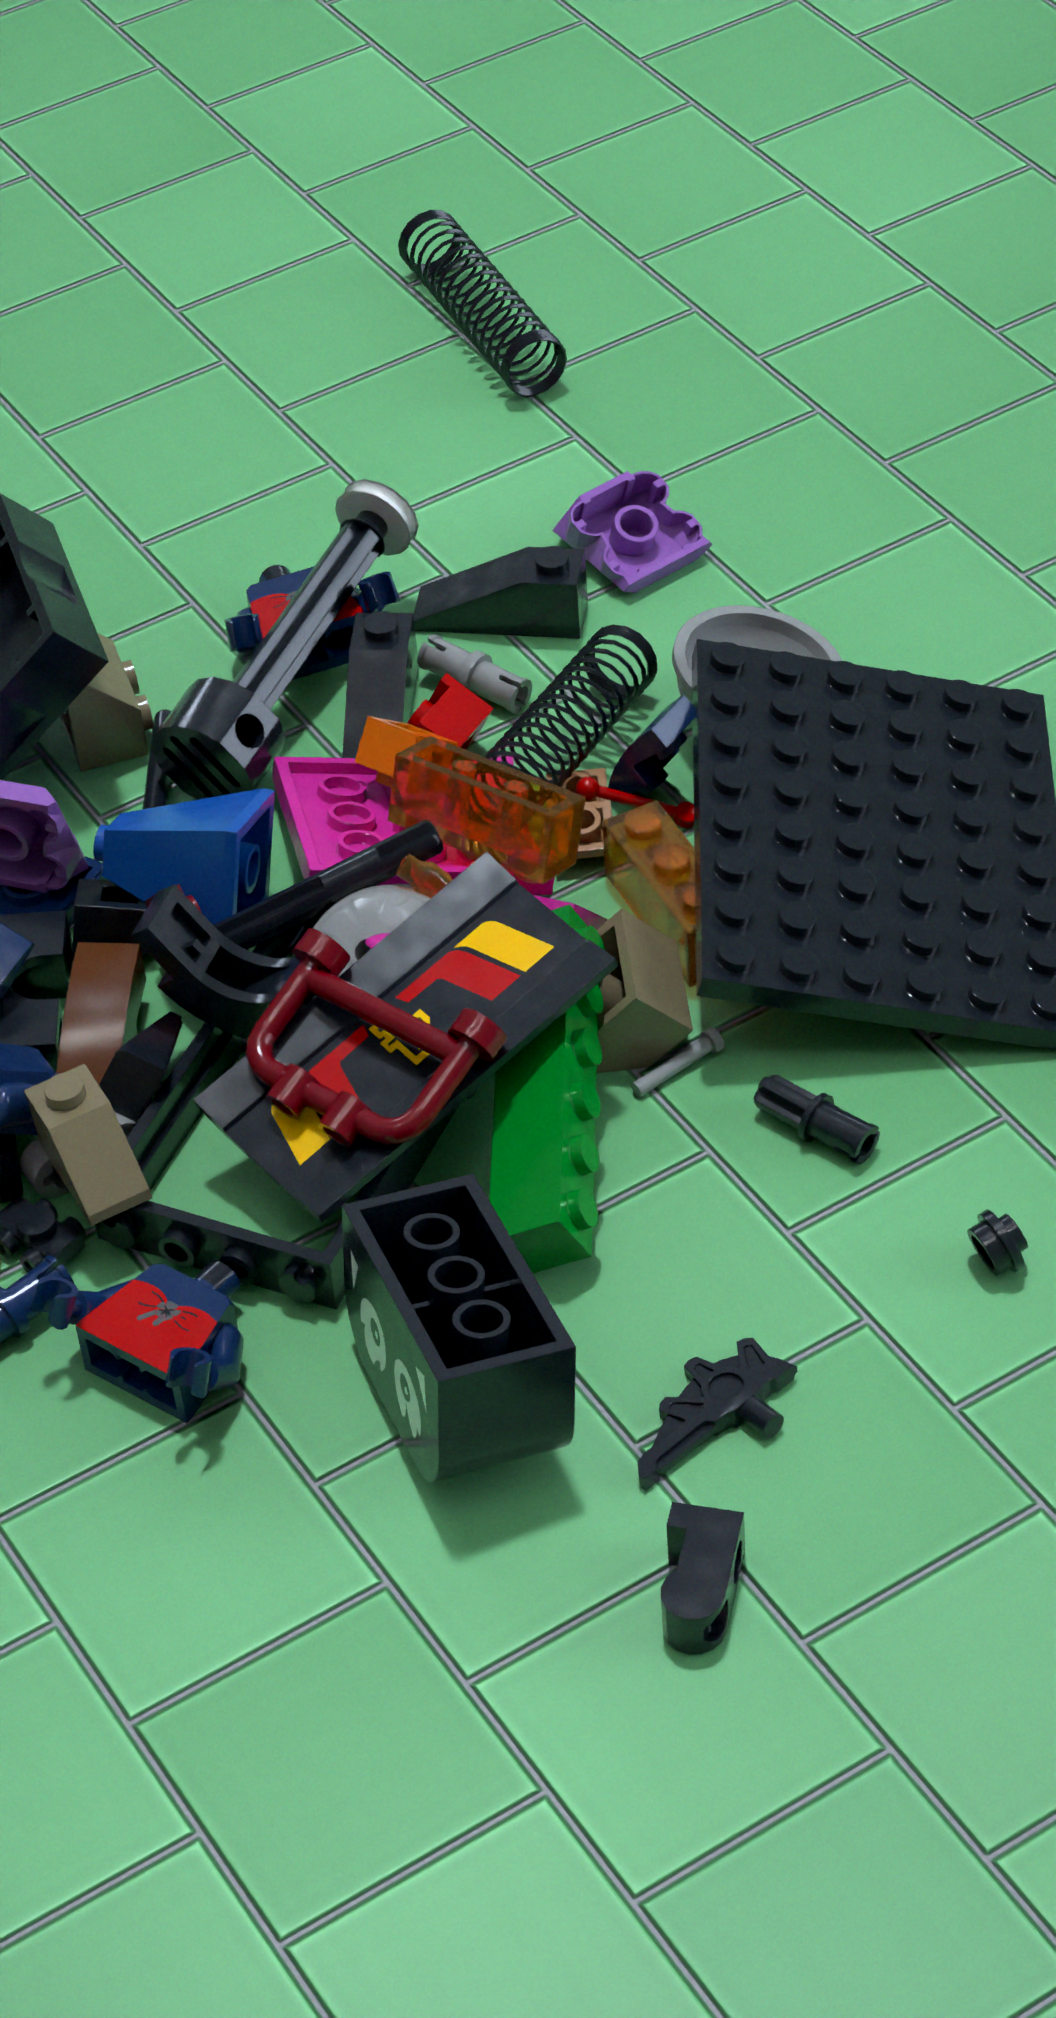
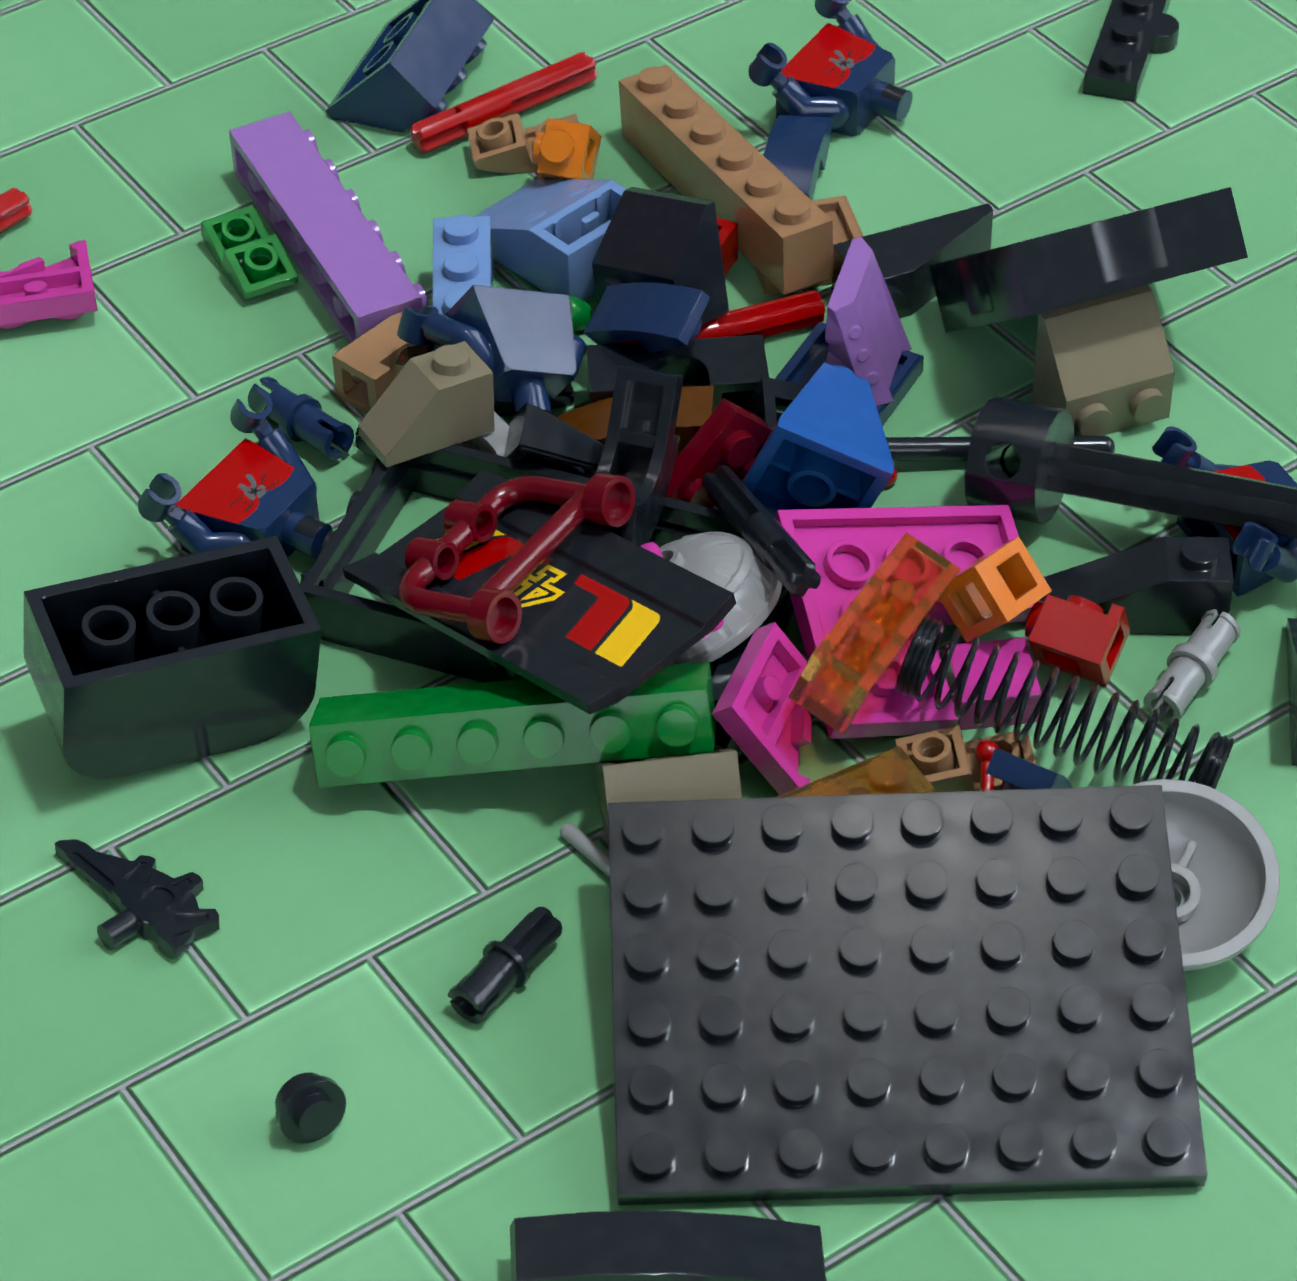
camera: 85 degrees right, 0 degrees up
(423, 875) = (751, 596): clear orange piece -> none

